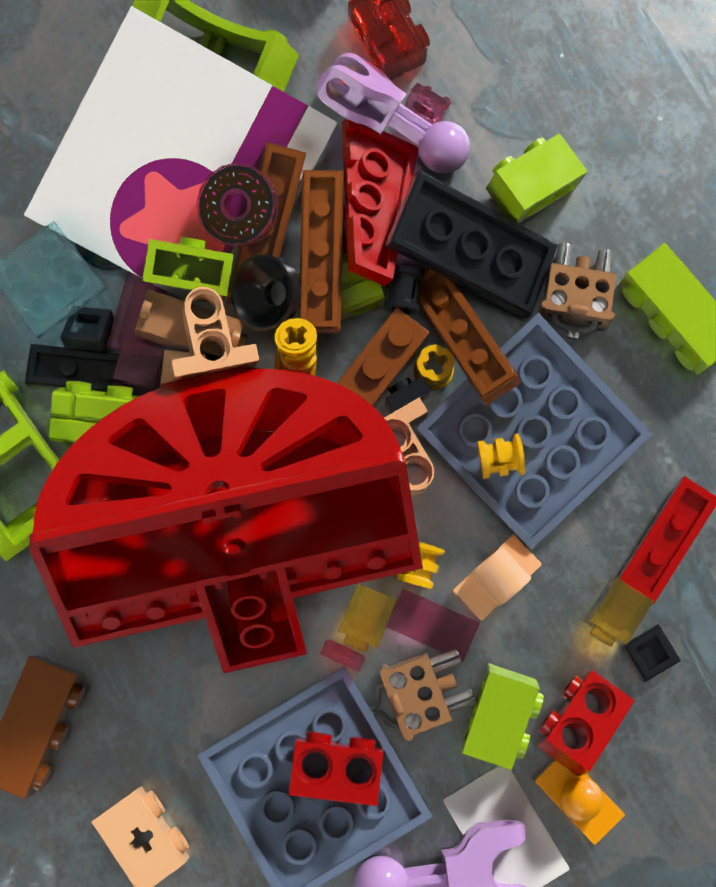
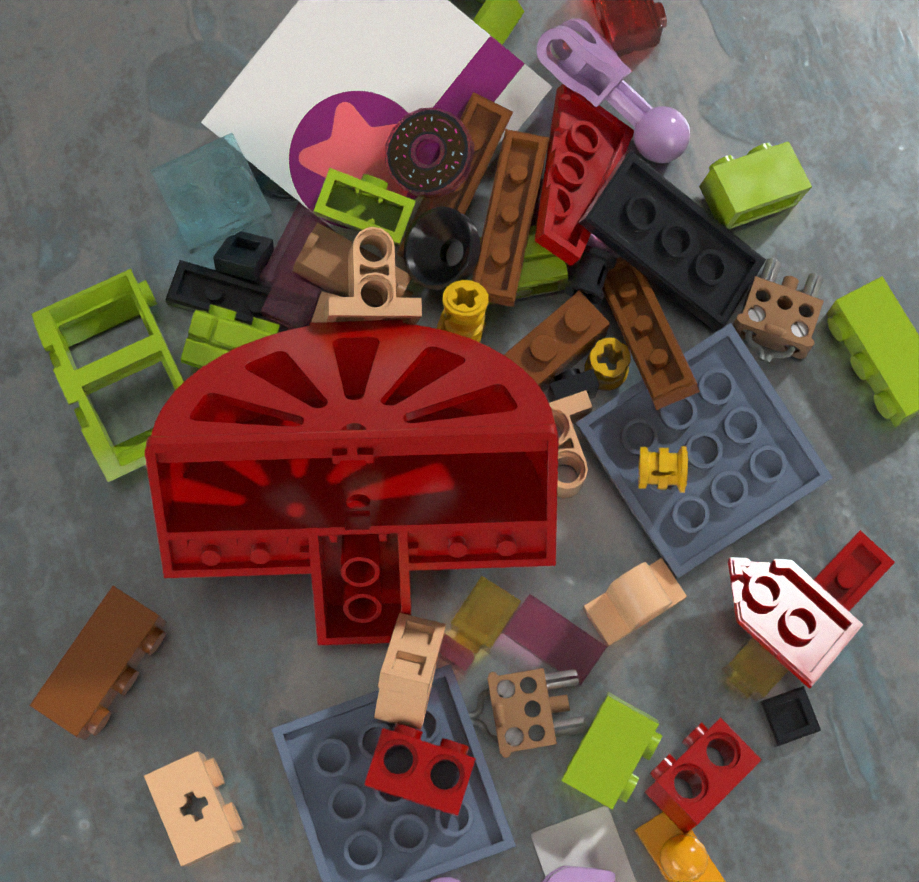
camera: 10 degrees right, 5 degrees down
(309, 683) = (409, 671): none -> light nougat tile
(423, 576) = (551, 579): yellow bush -> none
(427, 103) = (652, 86): clear pink tile -> none
(637, 567) = (790, 615): none -> tile

